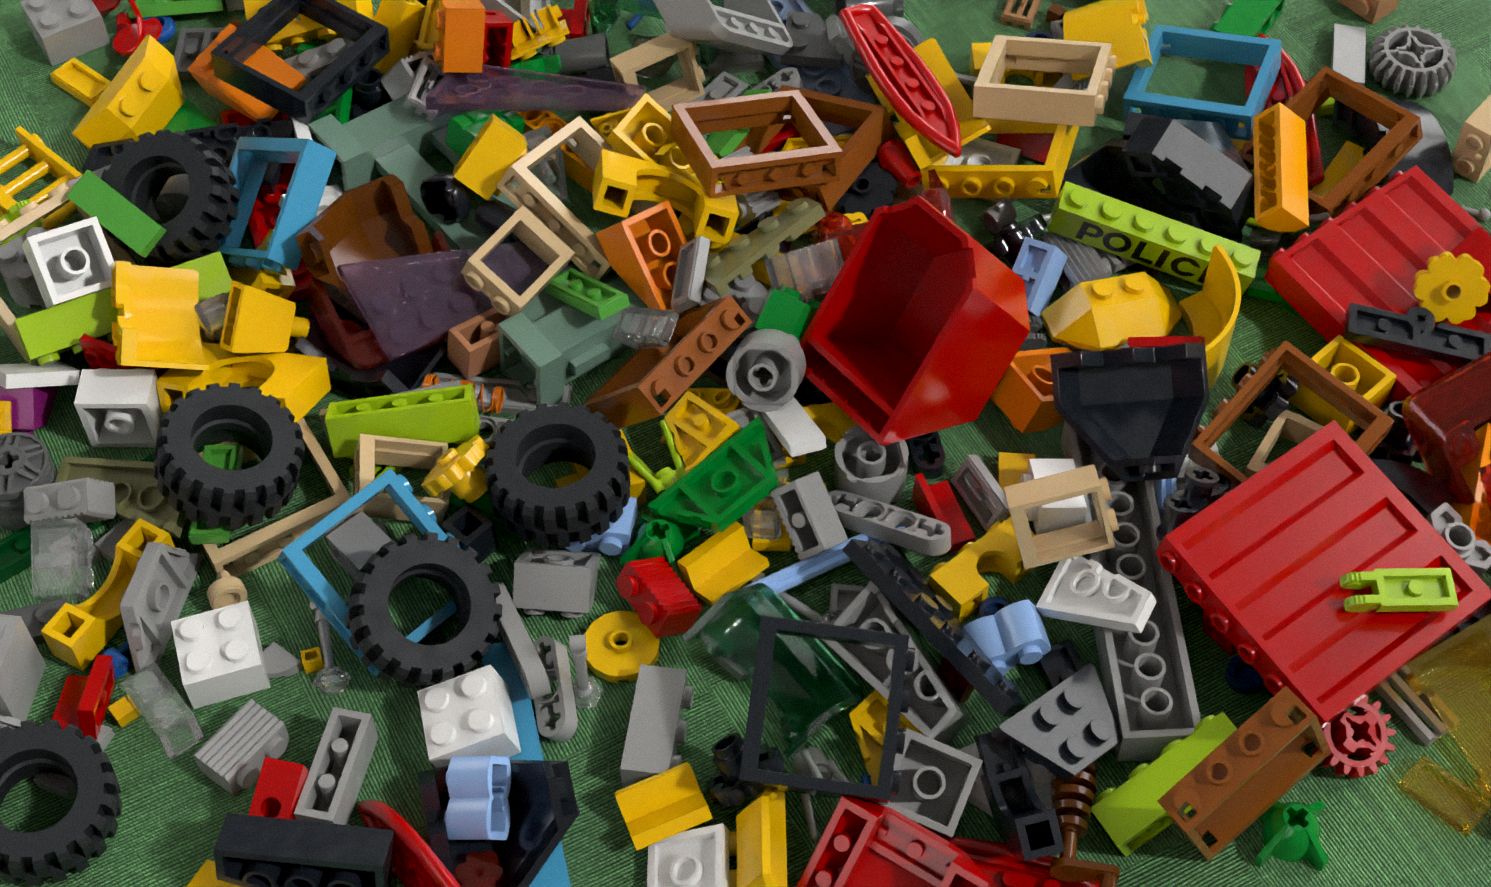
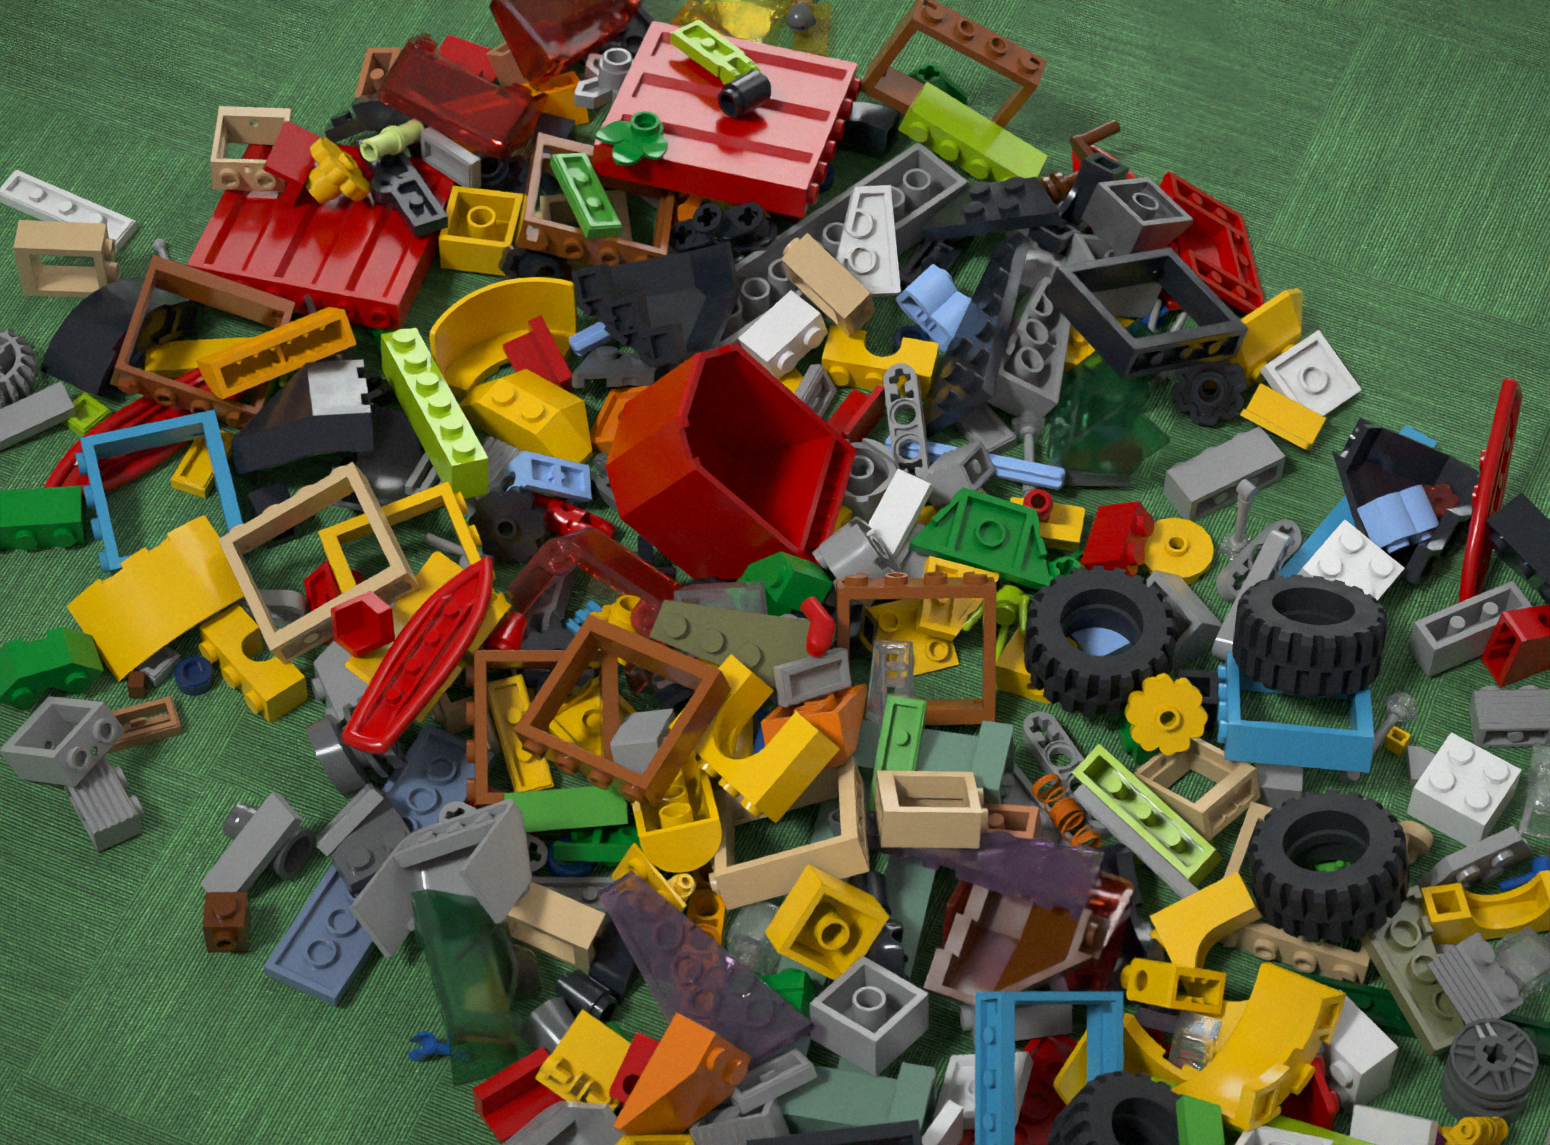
camera: 130 degrees left, 0 degrees up
(413, 148) = (869, 1016): none -> light grey brick
(710, 273) = (821, 627): none -> red arm
(730, 545) = (1039, 498): none -> red pin
(955, 814) = (1134, 216): none -> flat silver slope
(959, 67) = (362, 624): none -> red panel
(1288, 407) = (586, 195): none -> bright green tile
(1307, 443) = (635, 138): none -> green plate
(1321, 565) = (744, 94): none -> black brick
(1410, 381) = (450, 158): none -> light grey tile
(1457, 775) = (800, 18): none -> dark grey hinge
(1466, 341) = (391, 140): none -> yellowish green pin

